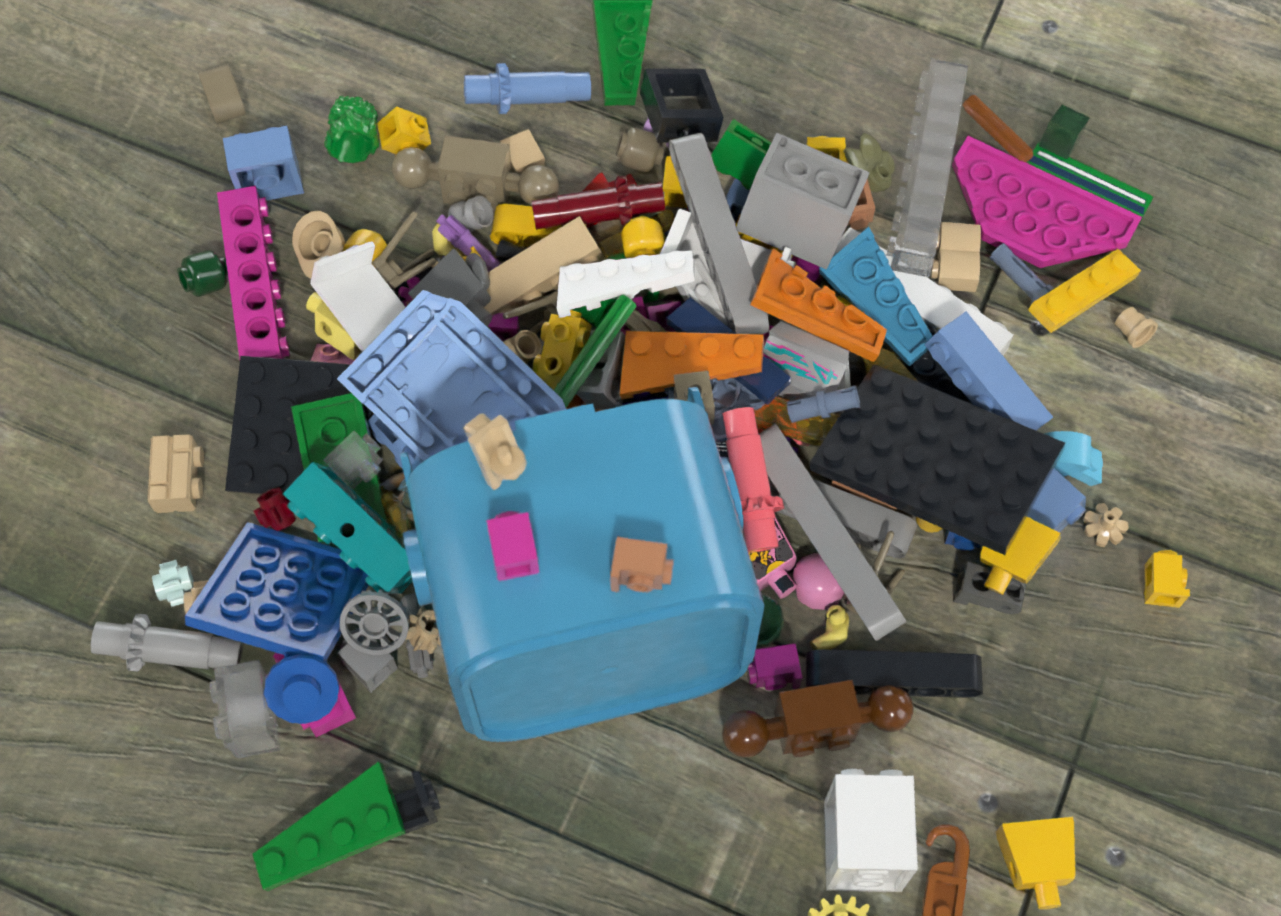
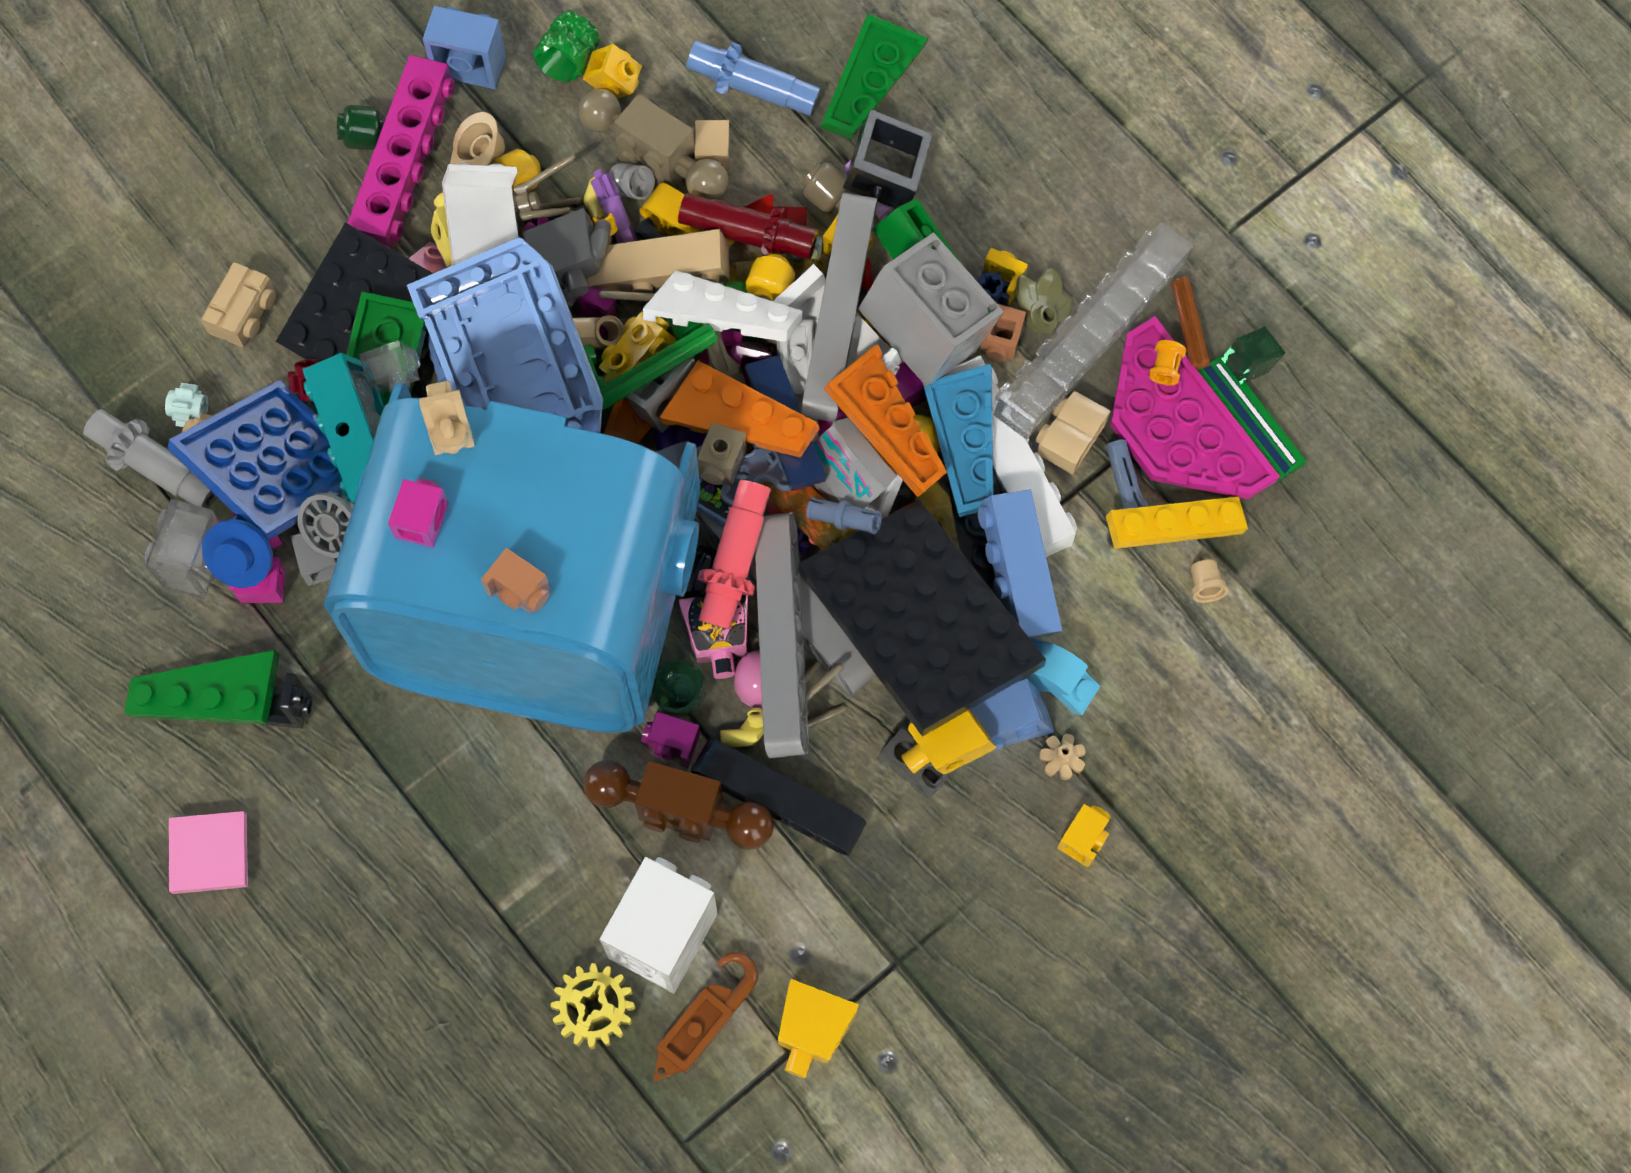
camera: 25 degrees right, 5 degrees up
(1003, 165) = (1167, 362): none -> light orange bush

